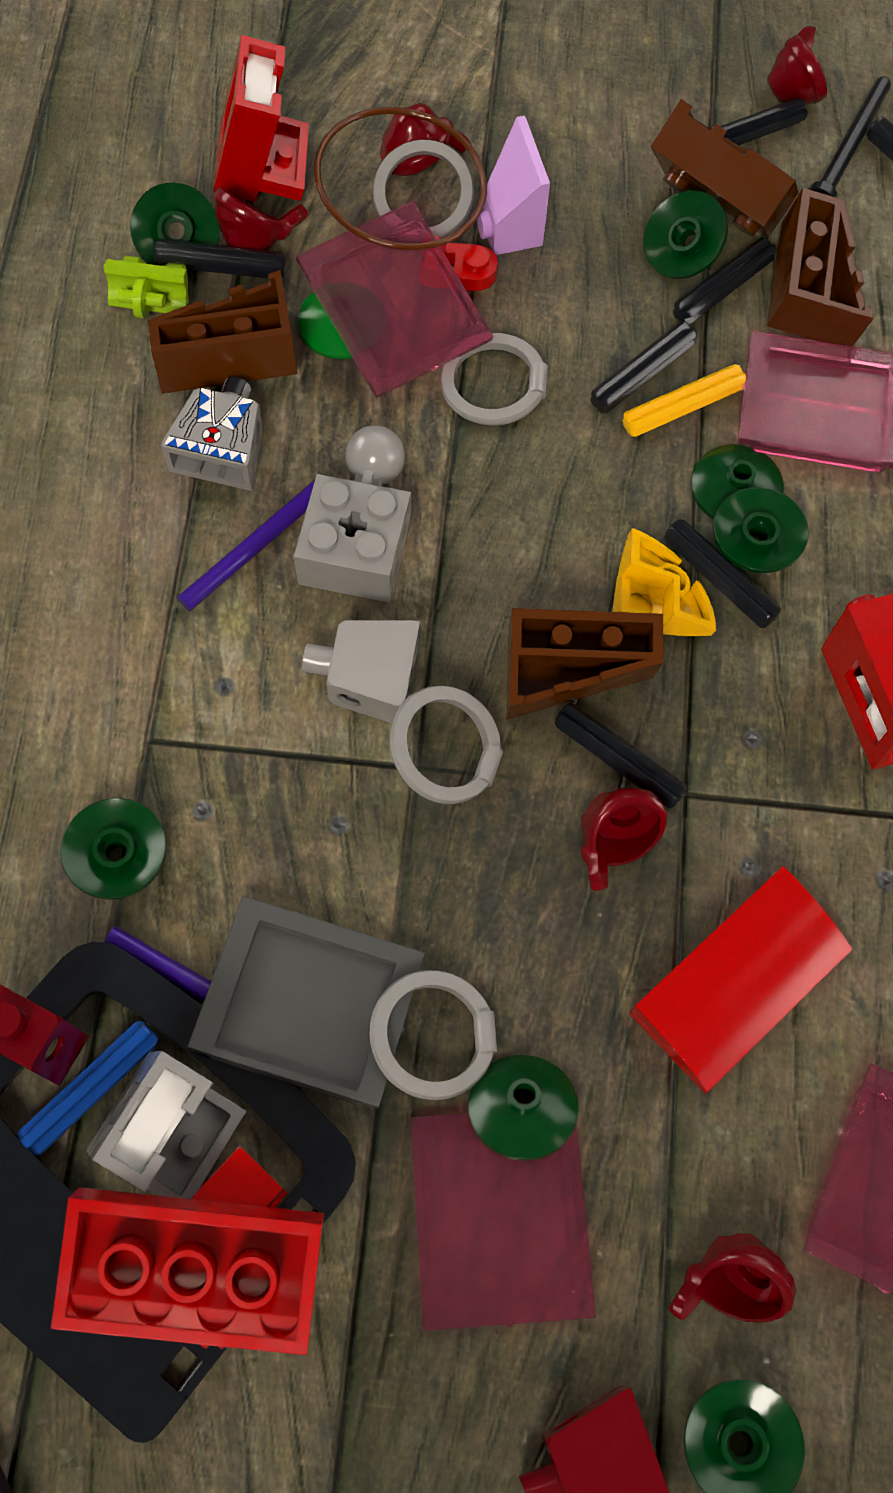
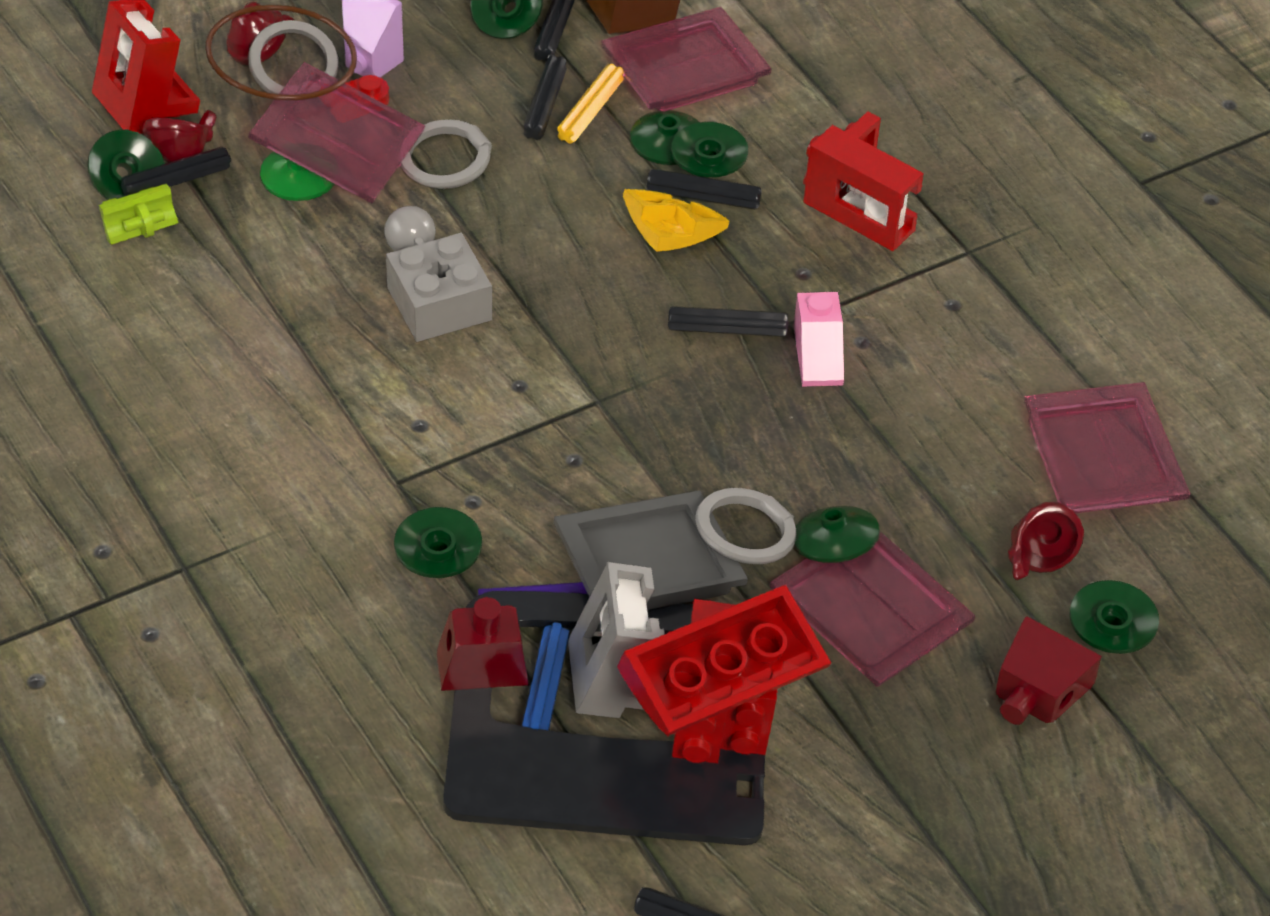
camera: 35 degrees left, 20 degrees down
(217, 436) = (284, 277): light grey torso -> none
(232, 337) = (237, 213): reddish brown wedge -> none
(246, 550) = (364, 332): dark purple bar -> none
(368, 666) = (519, 355): light grey torso -> none
(489, 735) = (628, 350): light grey piece -> none
(577, 655) = (653, 273): reddish brown wedge -> none
(620, 830) = (766, 353): dark red hat -> none
(694, 844) = (819, 339): none -> slope
(742, 980) = (910, 398): red slope -> none

